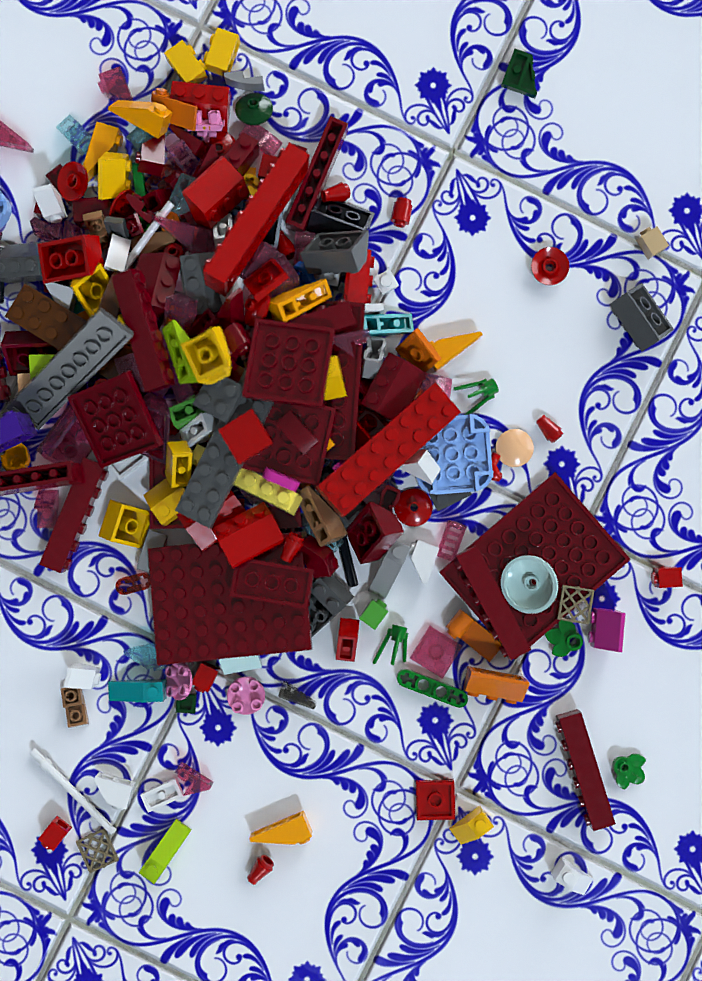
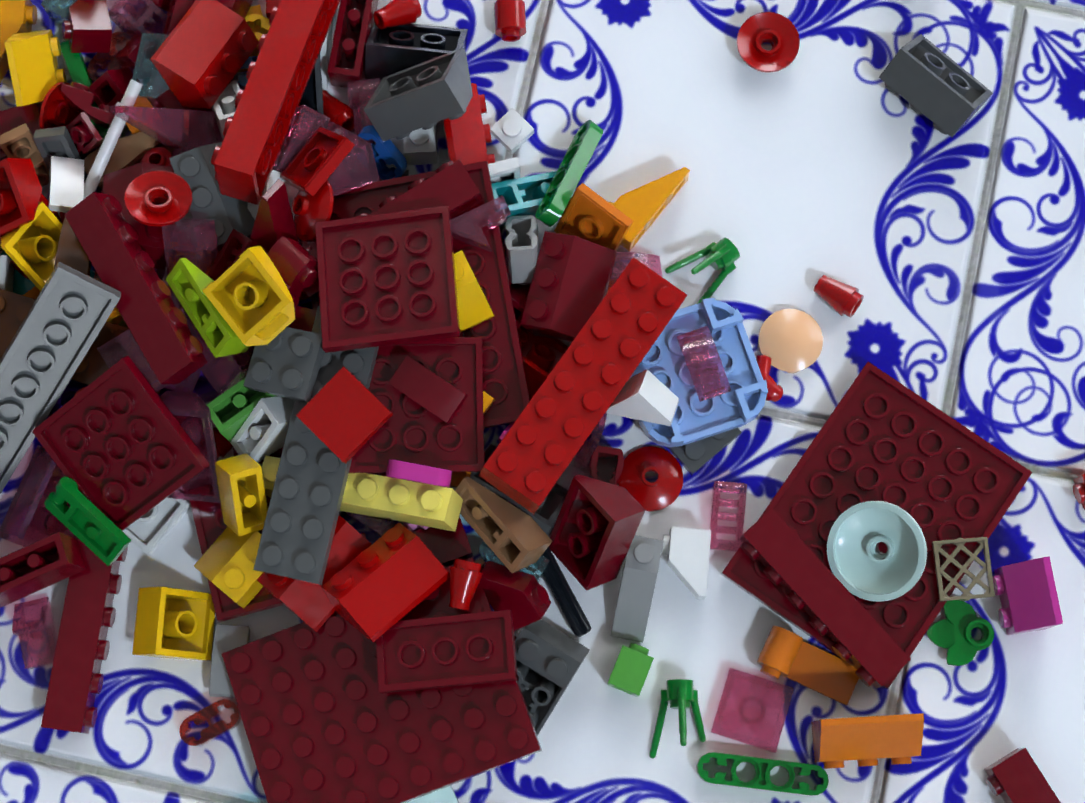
camera: 10 degrees left, 10 degrees down
(87, 455) = (86, 521): none -> green plate
(171, 273) = (158, 188): none -> red dish
(299, 300) = (379, 180): light orange slope -> none
(347, 639) = (597, 726): red slope -> none
(412, 318) = (569, 173): none -> green beam
(460, 452) = (703, 363): none -> clear pink slope

